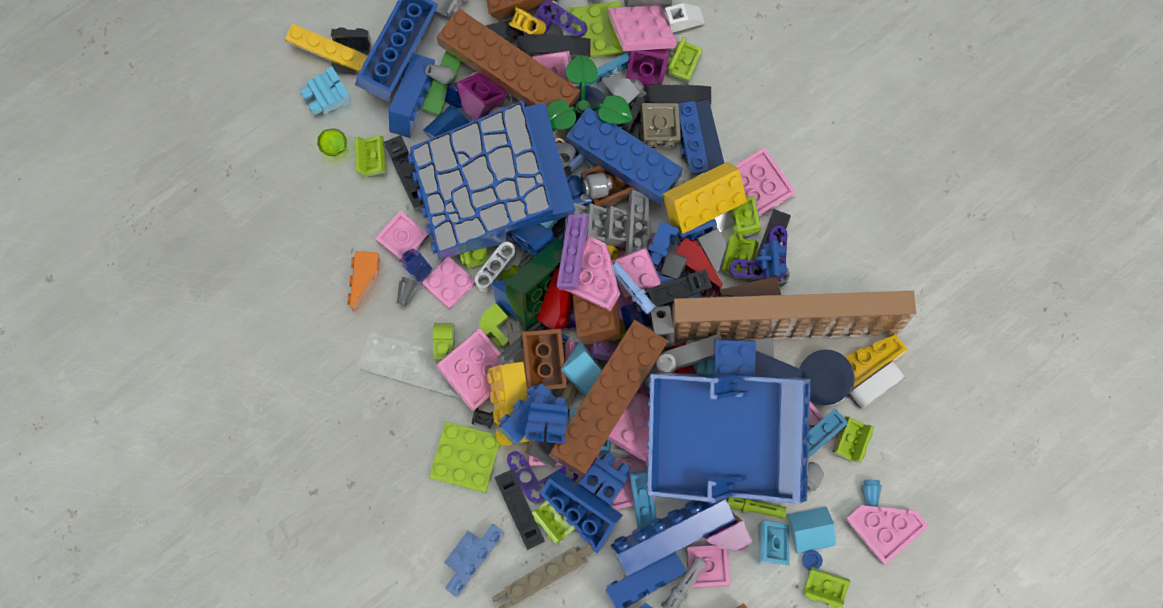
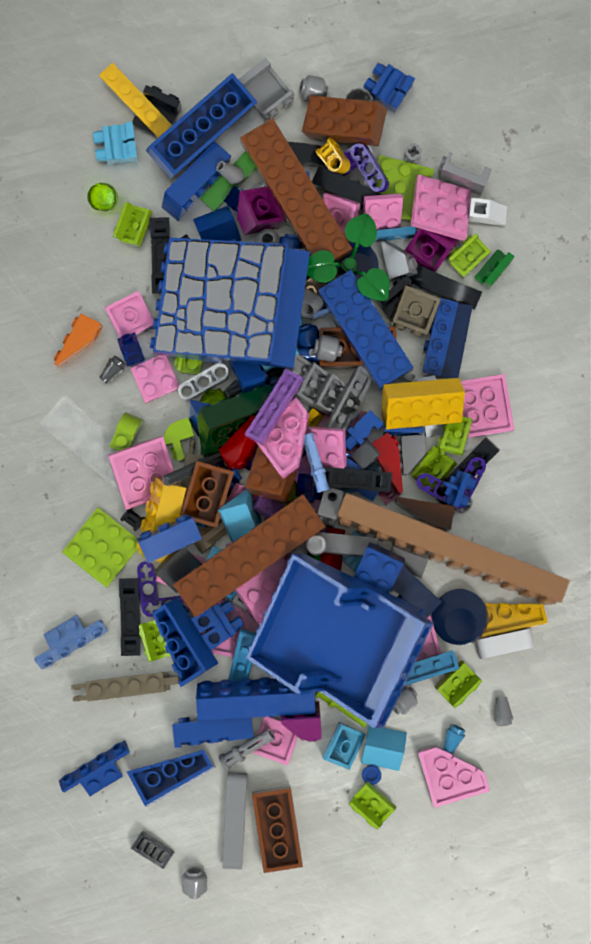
camera: 25 degrees right, 10 degrees up
(548, 417) = (182, 552): blue hips -> none
(594, 47) = (384, 210): none -> bright pink plate
(712, 62) = (493, 268): none -> green bracket
(906, 449) = (503, 713): none -> light grey cone

